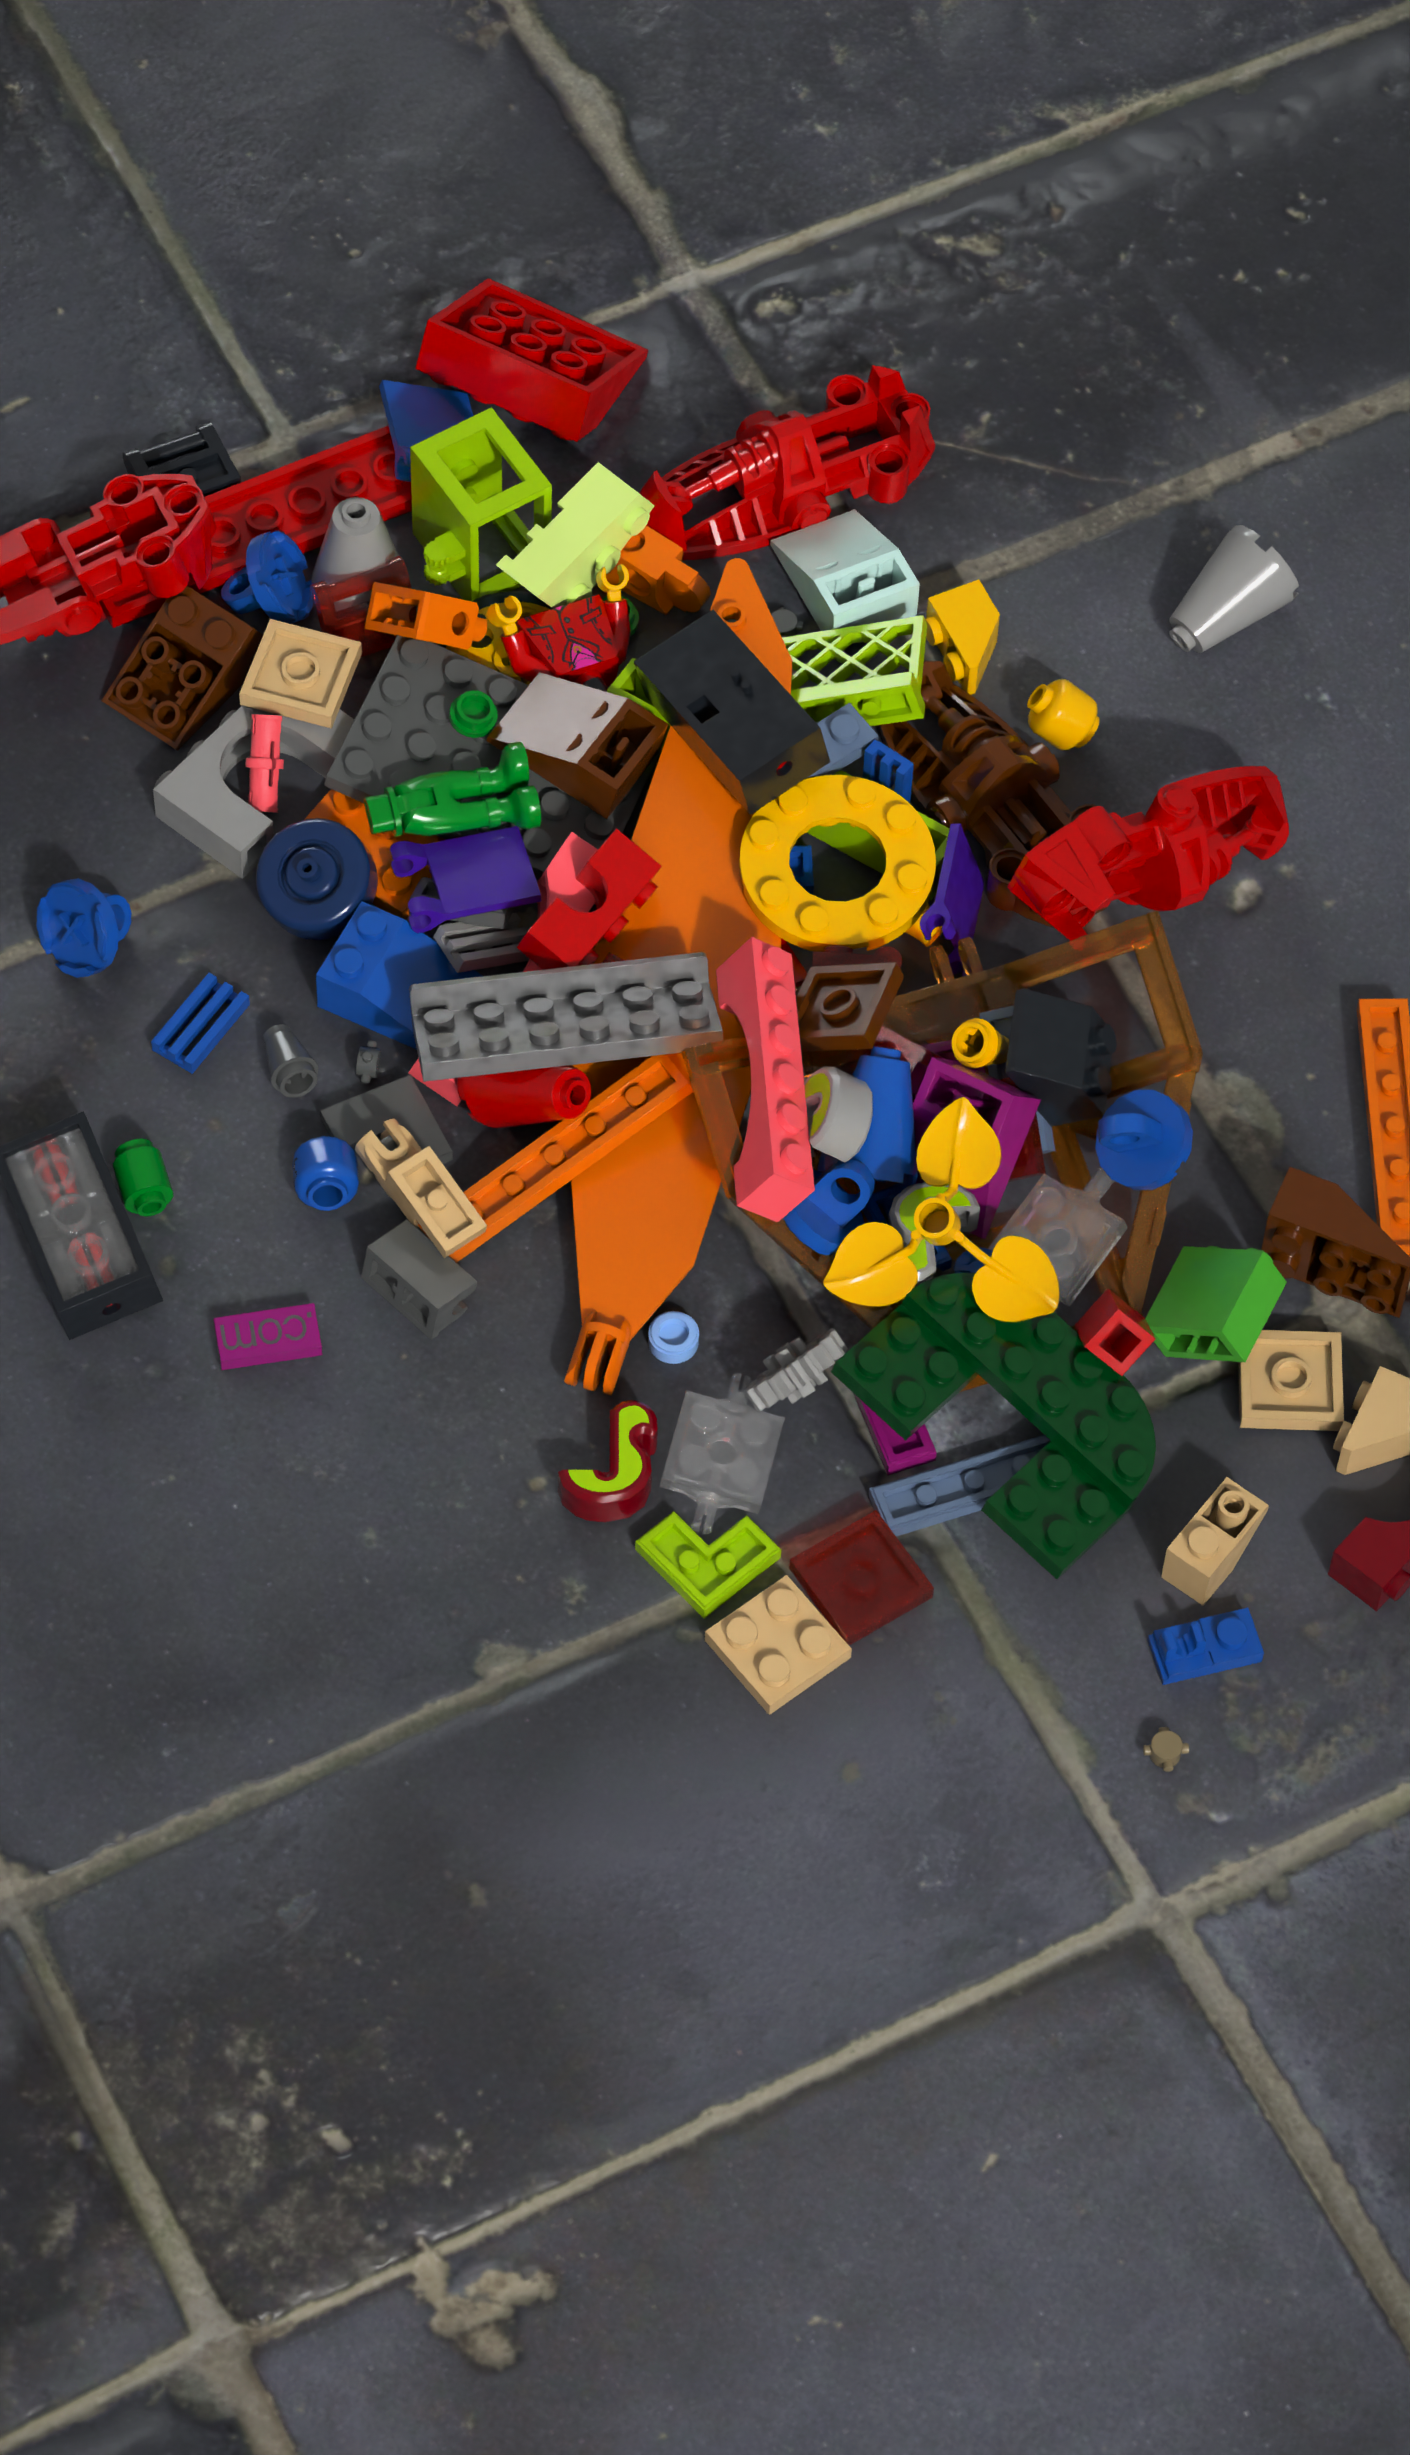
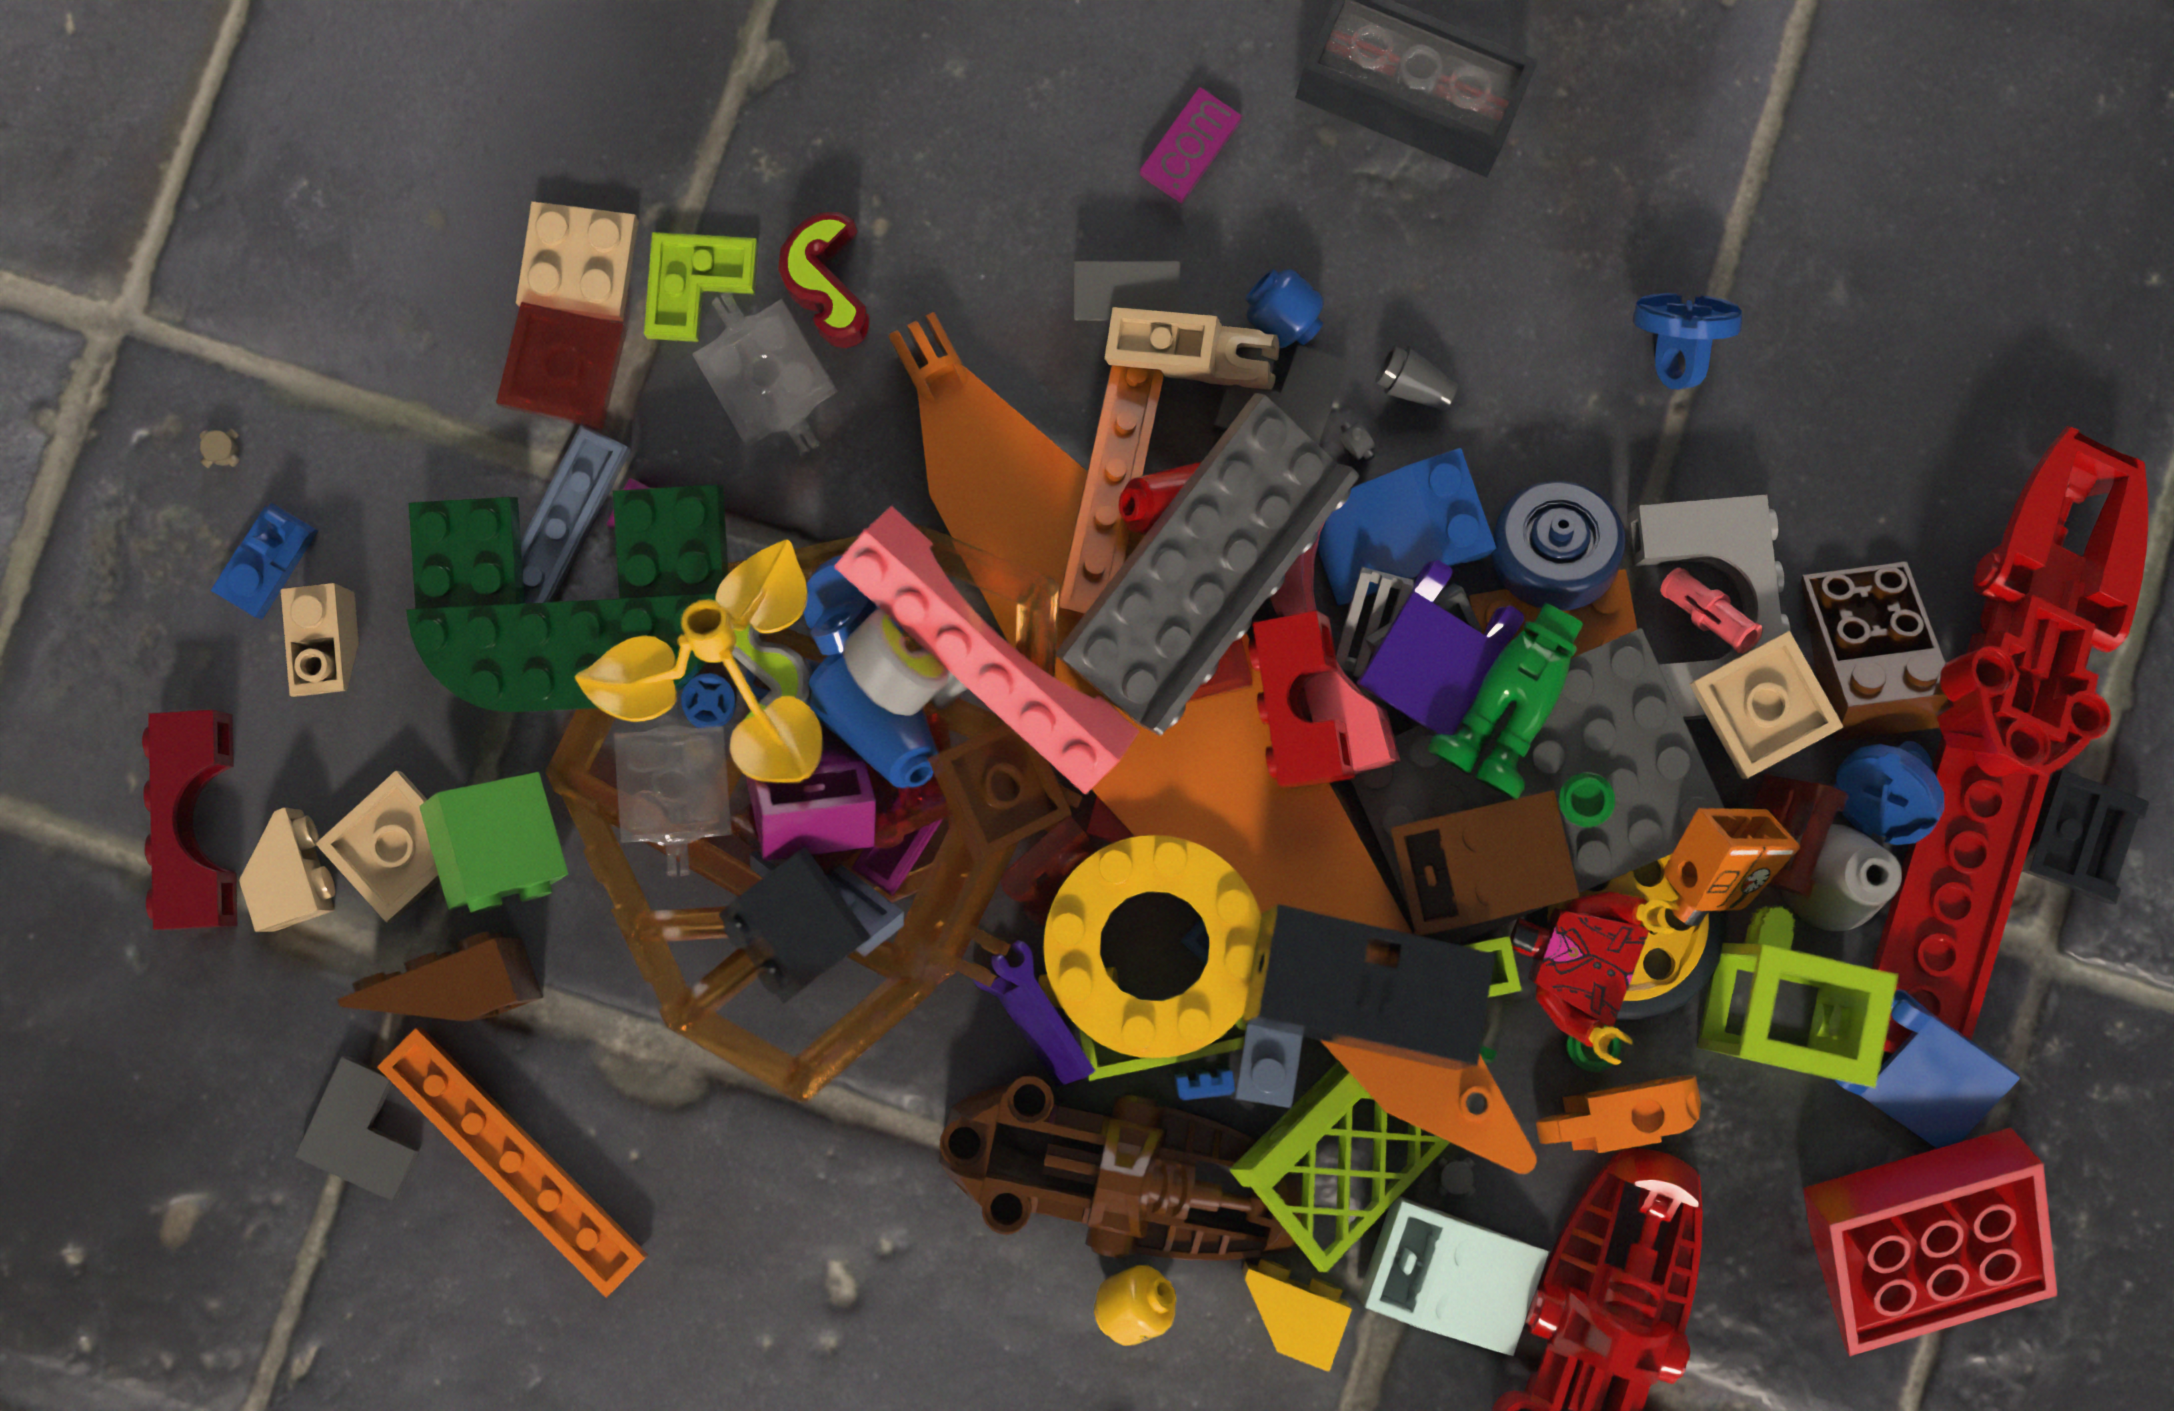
camera: 140 degrees right, 25 degrees up
(142, 1177) = (1414, 172): green brick -> none
(186, 1012) = (1510, 310): blue tile -> none
(582, 539) = (1676, 1053): yellowish green wedge -> none
(673, 1337) = (896, 436): light blue tile -> none
(795, 1369) = (751, 441): light grey gear -> none
(979, 1044) = (860, 865): yellow cone -> none
(1114, 1332) = (542, 734): red brick -> none
(1143, 1139) = (657, 912): blue tile -> none
(1157, 857) = (898, 1211): red piece -> none

